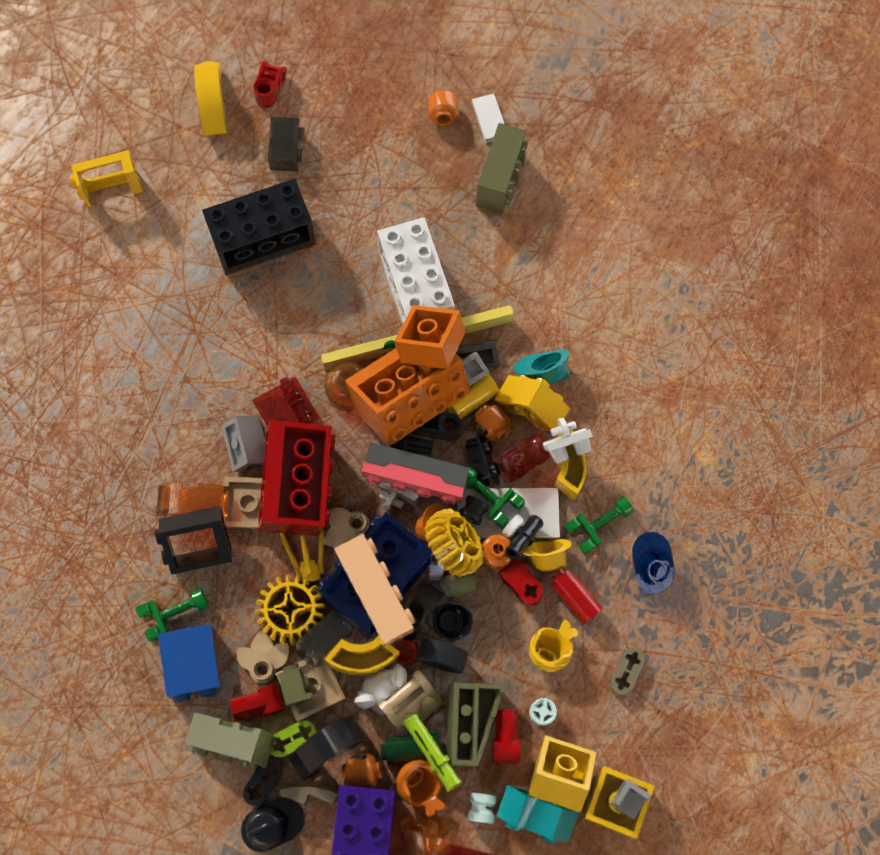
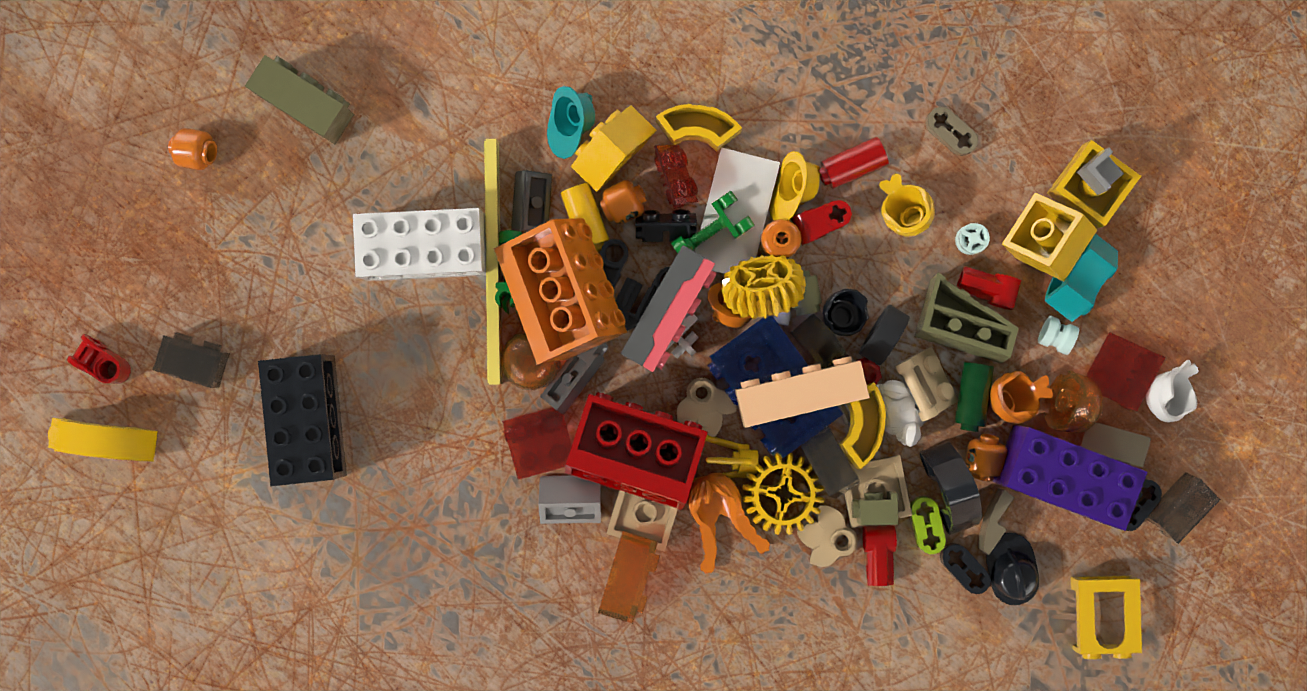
camera: 75 degrees left, 15 degrees up
(86, 185) = (179, 625): yellow panel -> none
(189, 662) = (814, 621): blue panel -> none
(192, 522) = (660, 585): black window -> none
(197, 600) = (744, 596): green bar -> none
(229, 741) = (915, 596): olive wedge -> none
(272, 551) = (715, 496): none -> orange hair
(343, 420) = (573, 378): none -> dark grey hinge
(430, 337) = (517, 249): orange brick -> none
(438, 762) = (990, 374): lime pin -> none
(474, 368) = (554, 206): light grey brick -> none
(474, 509) = (725, 253): black wheel -> none
(487, 115) = (220, 94): white tile -> none
(516, 523) = (758, 212): white tile -> none
(524, 537) = (775, 204): black pin -> none
(579, 439) = (675, 123): white hips -> none
(622, 507) = (765, 80): green bar -> none
(653, 562) = (842, 64): clear blue piece -> none

